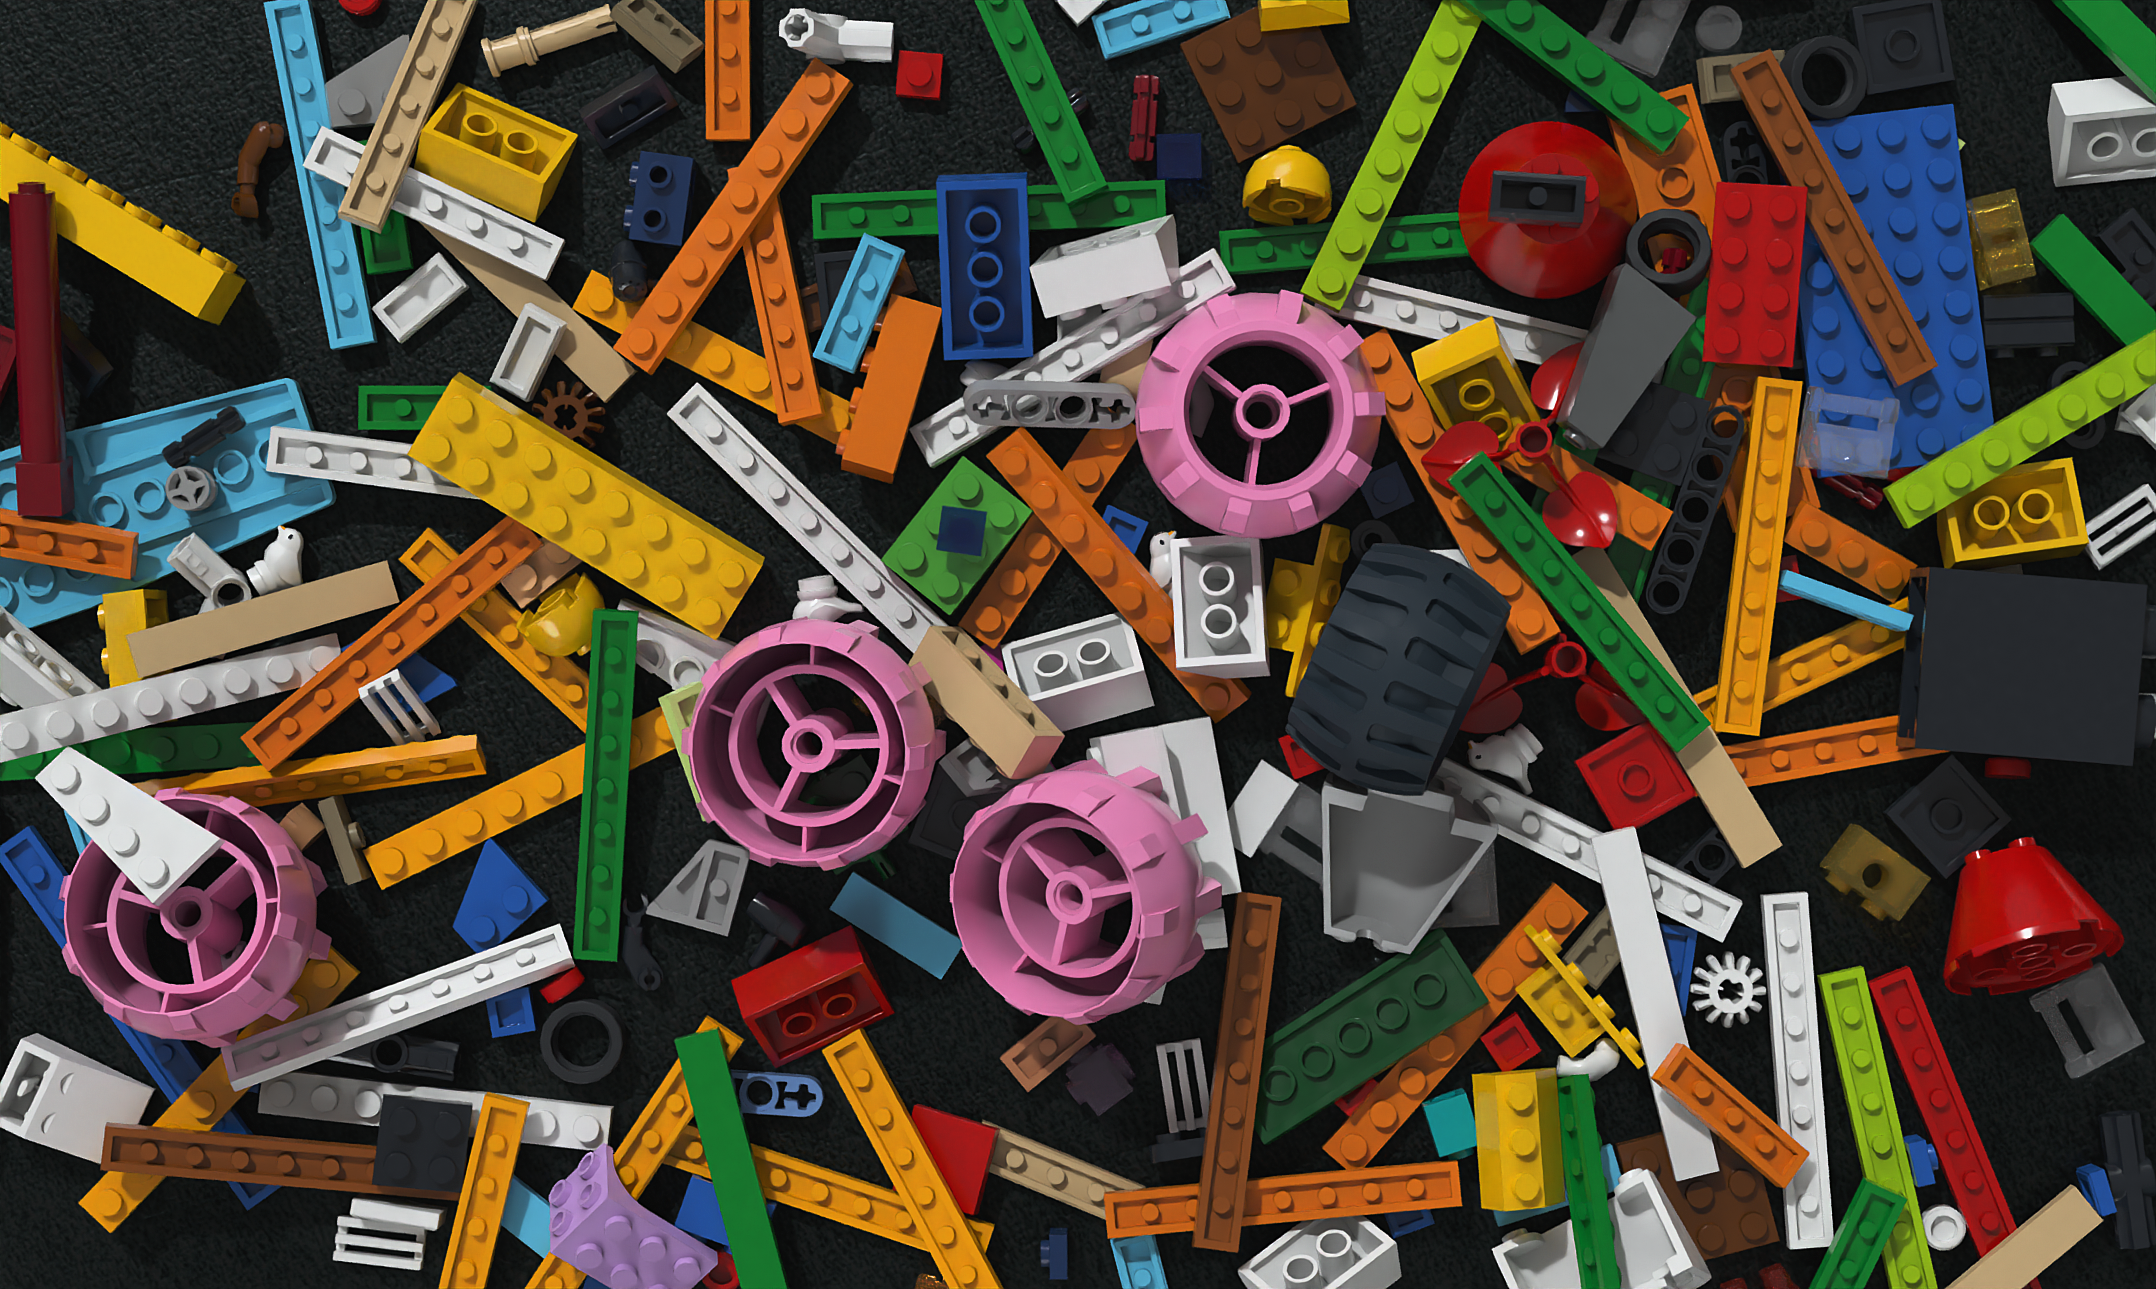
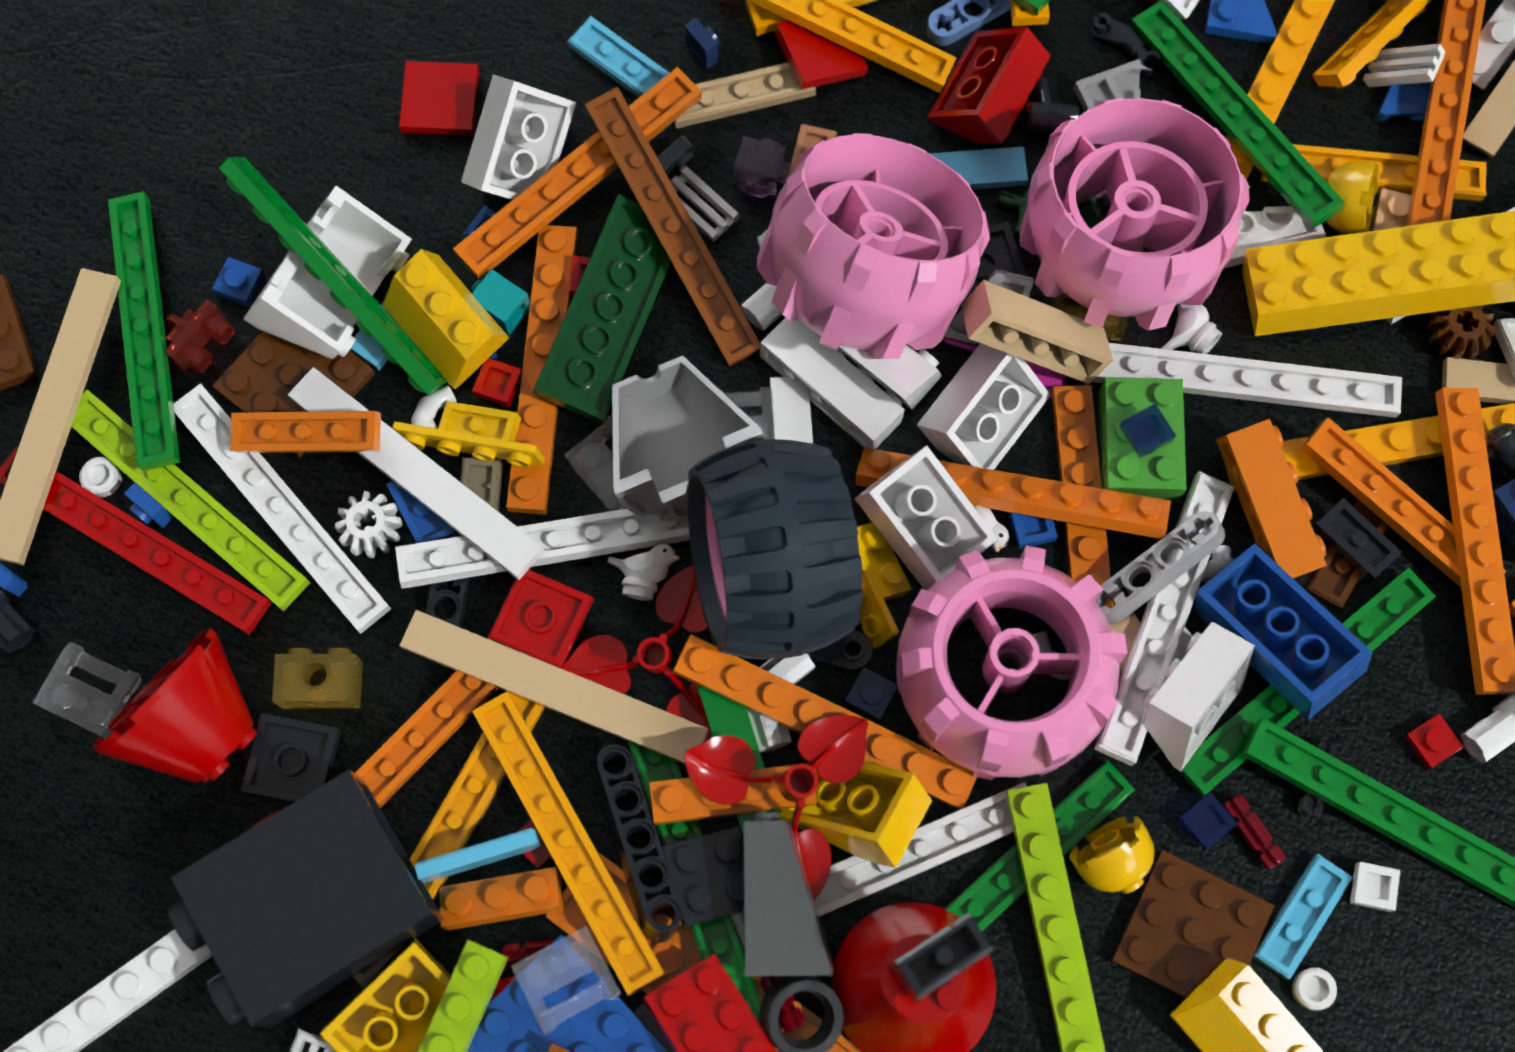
camera: 140 degrees right, 15 degrees down
(859, 303) = (1343, 540): medium azure tile -> none
(1578, 601) = (678, 702): green plate -> none

